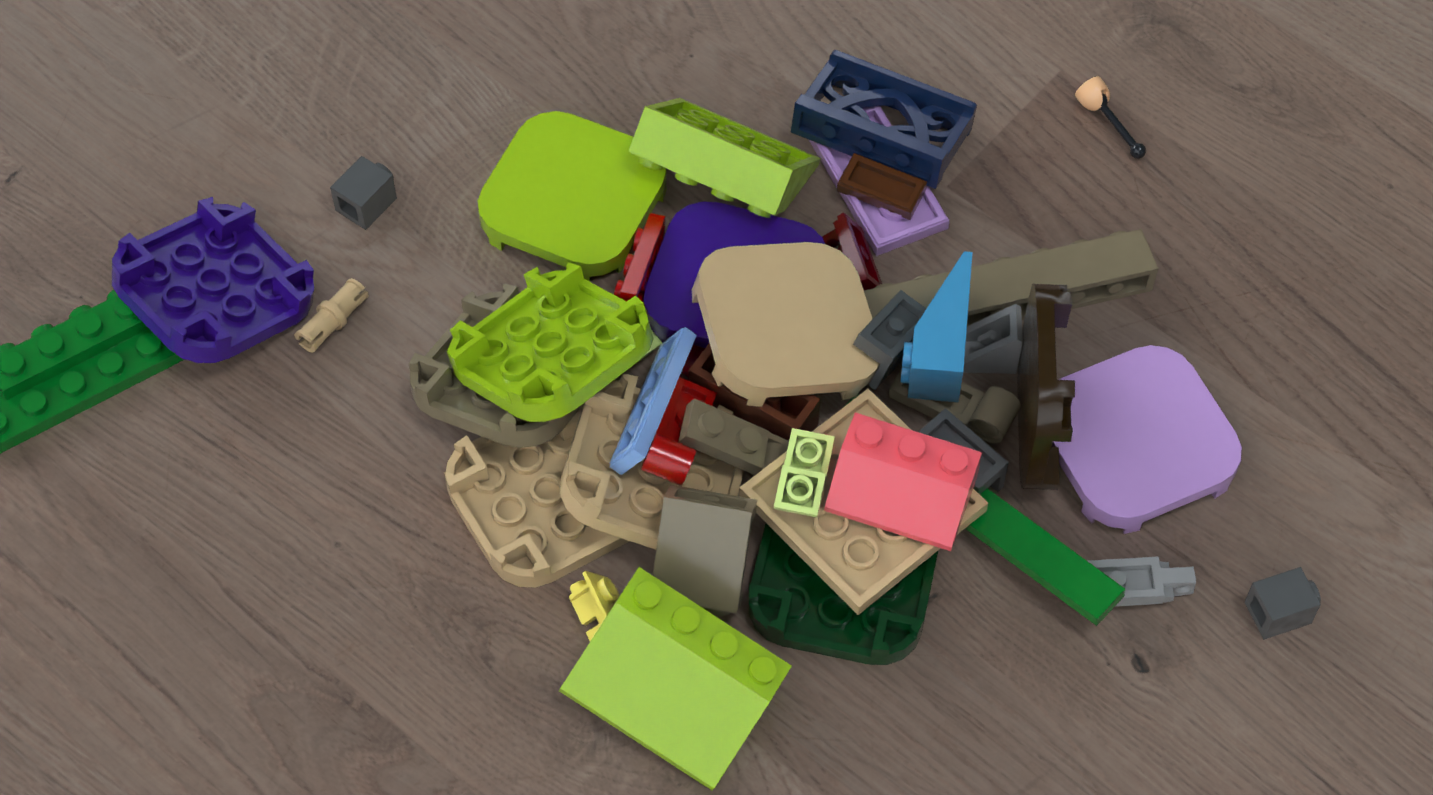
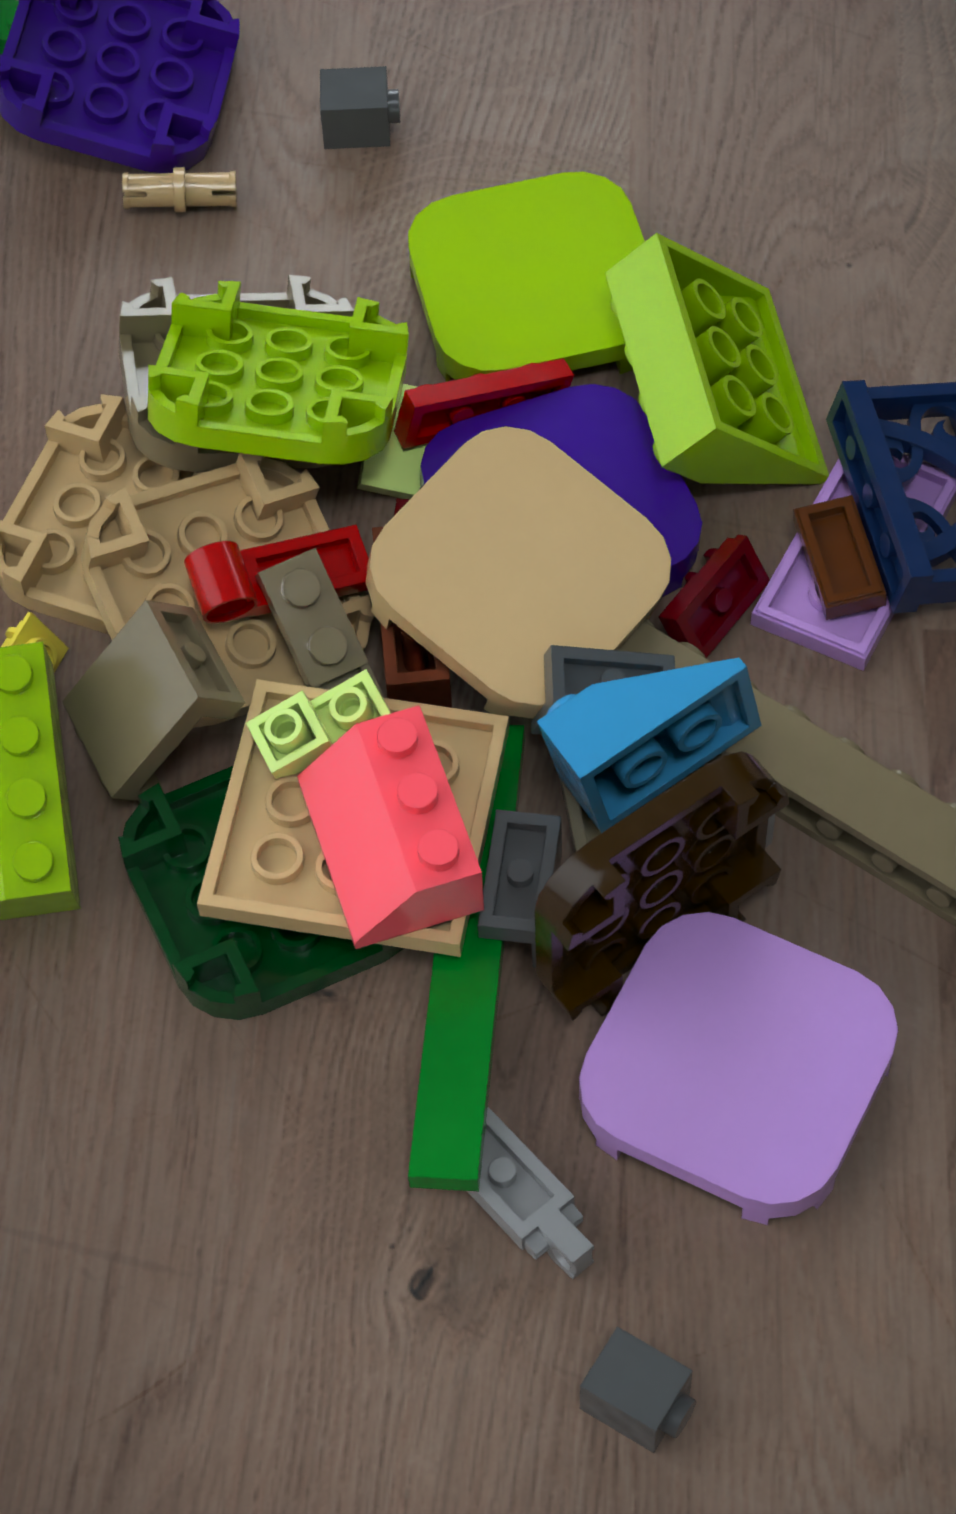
camera: 55 degrees right, 0 degrees up
(652, 401) = (295, 518): light blue tile -> none

